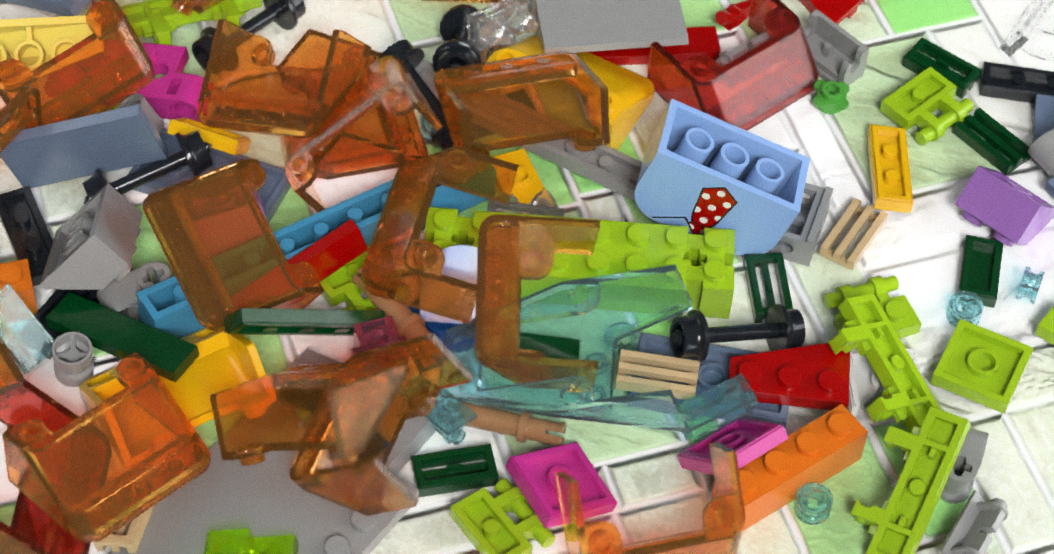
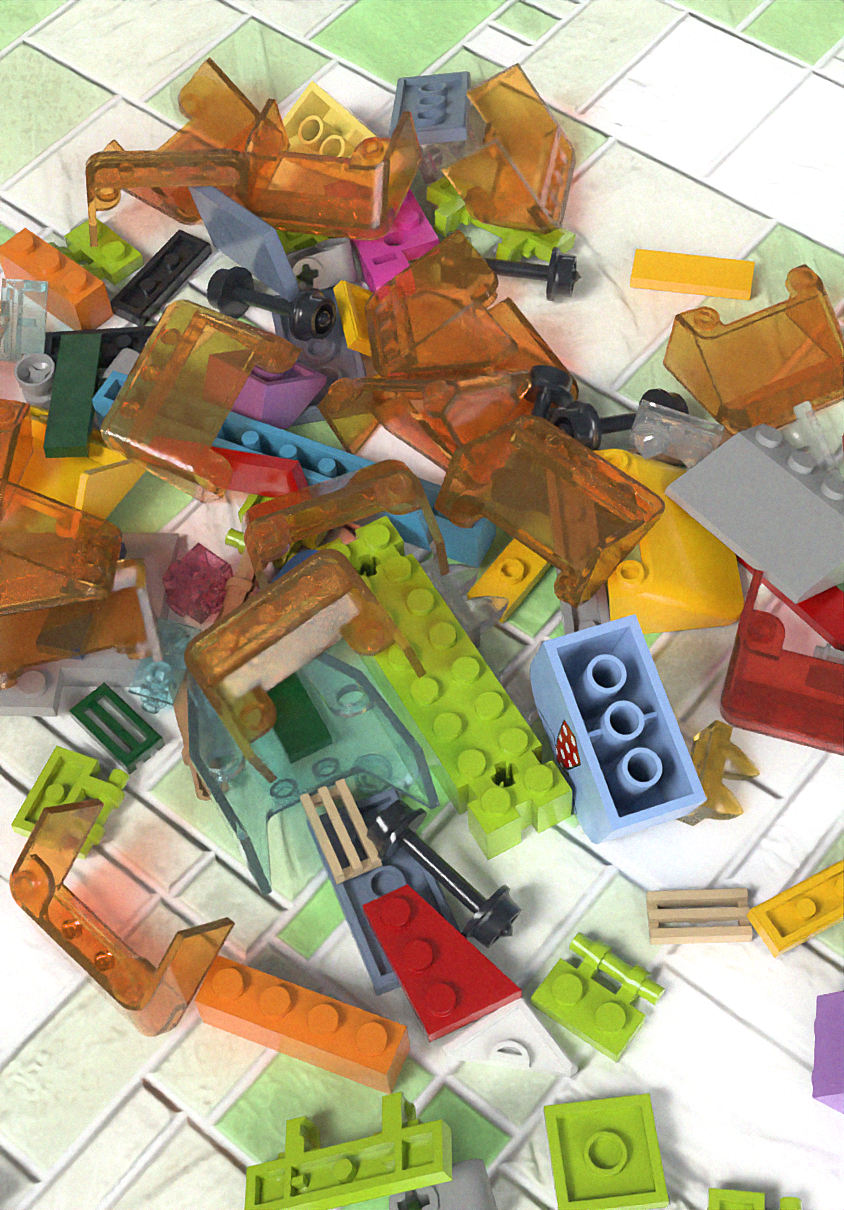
camera: 65 degrees right, 5 degrees up
(94, 244) = (131, 316): light grey slope -> none
(297, 321) = (168, 502): dark green tile -> none
(536, 479) = (148, 824): dark pink tile -> none
(729, 399) = (331, 905): clear light blue hinge -> none
(744, 435) = (286, 951): dark pink tile -> none
(752, 283) = (523, 898): dark green tile -> none
(804, 232) = (665, 859): light grey hinge -> none
(810, 515) = (295, 1063): clear light blue bush -> none
(873, 335) = (494, 1092): lime hinge -> none
(964, 300) = (694, 1091): clear light blue bush -> none
(981, 268) = (755, 1081): dark green tile -> none
(1030, 285) = (770, 1148): clear light blue bush -> none

